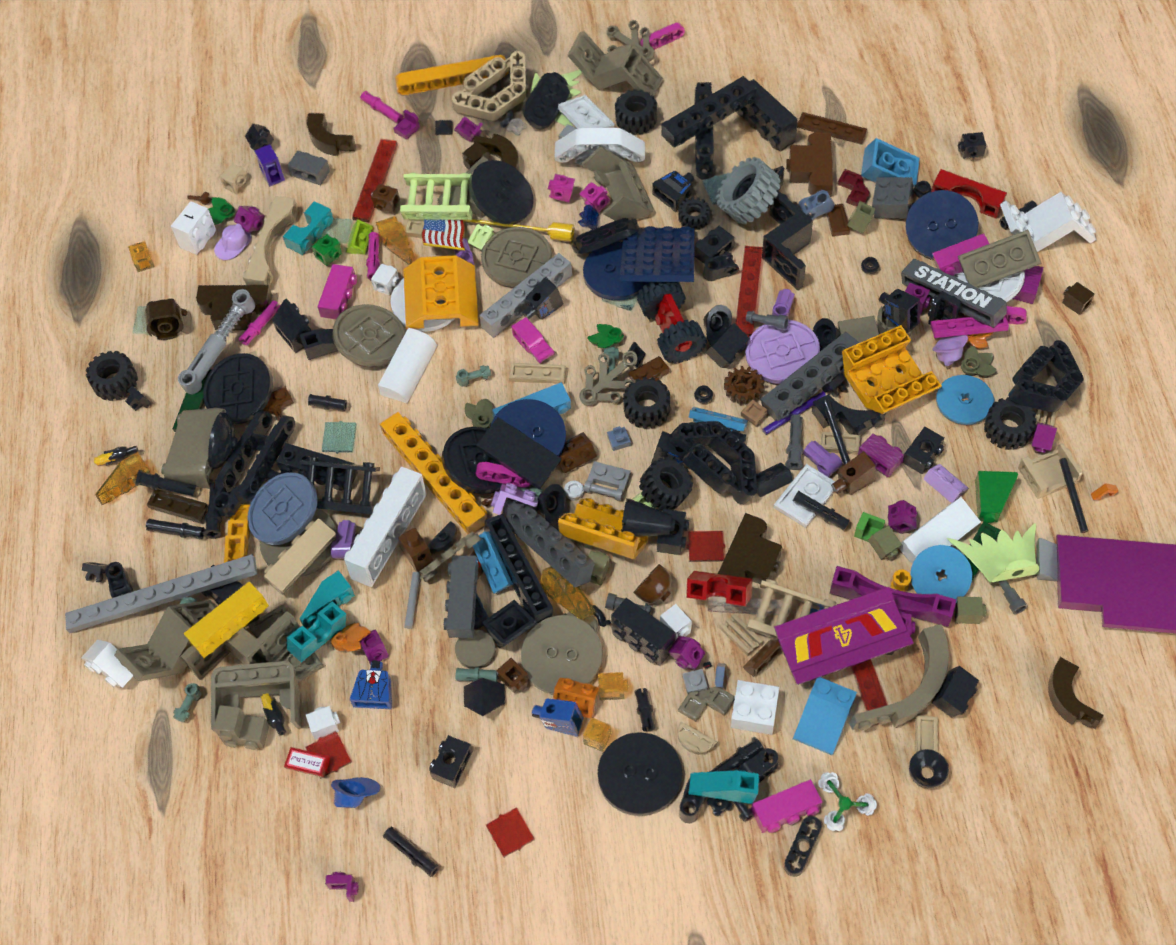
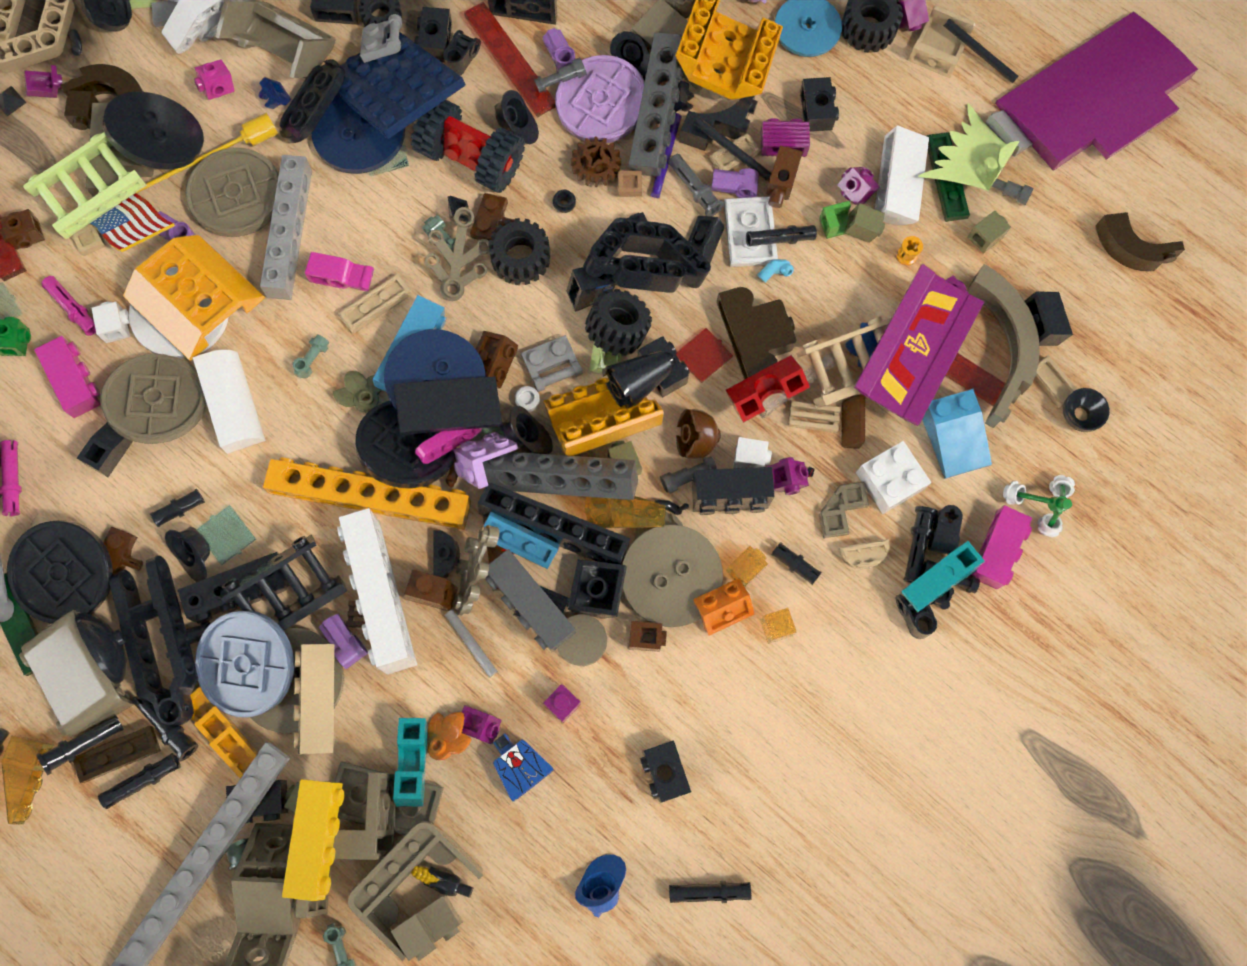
camera: 50 degrees left, 15 degrees up
(94, 568) = (89, 900): black tile -> none
(120, 583) = (138, 894): black piece -> none
(291, 324) = (53, 453): black slope -> none
(307, 762) = (524, 898): tile -> none
(313, 428) = (190, 550): none -> black piece
(322, 722) = (502, 844): white brick -> none
(332, 747) = (536, 870): clear red piece -> none
(334, 589) = (382, 712): teal slope -> none
(359, 238) = (32, 296): lime slope -> none
(394, 240) = (76, 270): clear yellow slope -> none
(429, 672) = (562, 703): none -> magenta brick
(475, 674) = (608, 665): sand green pin -> none
(480, 236) = (174, 197): yellowish green bracket -> none
(484, 696) = (637, 682): black slope -> none
(510, 832) = (780, 788): clear red piece -> none
(516, 126) = (90, 41): clear plate -> none
(543, 300) = (311, 219): black torso -> none
(560, 716) = (736, 631): blue torso -> none
(595, 196) = (260, 64): dark pink brick -> none
(606, 336) = (411, 211): green plate -> none
(618, 438) = (522, 310): sand blue tile -> none
(639, 774) = (846, 628): black plate -> none
(676, 227) = (375, 42): none -> light grey plate
(694, 681) = (814, 497): light grey plate -> none
(720, 669) = (833, 469): sand blue tile -> none
(727, 345) = (544, 131): black brick -> none
(731, 422) = (602, 216): dark azure plate -> none
(791, 857) = (1037, 581): black beam -> none
(801, 527) = (776, 266): none -> medium azure arm
(927, 607) = (886, 284): magenta arch -> none
(934, 560) = (936, 199): dark azure piece -> none
(945, 483) = (861, 123): lavender slope -> none
(992, 493) = (914, 101): green slope -> none
(1104, 490) = (1003, 26): orange tile -> none

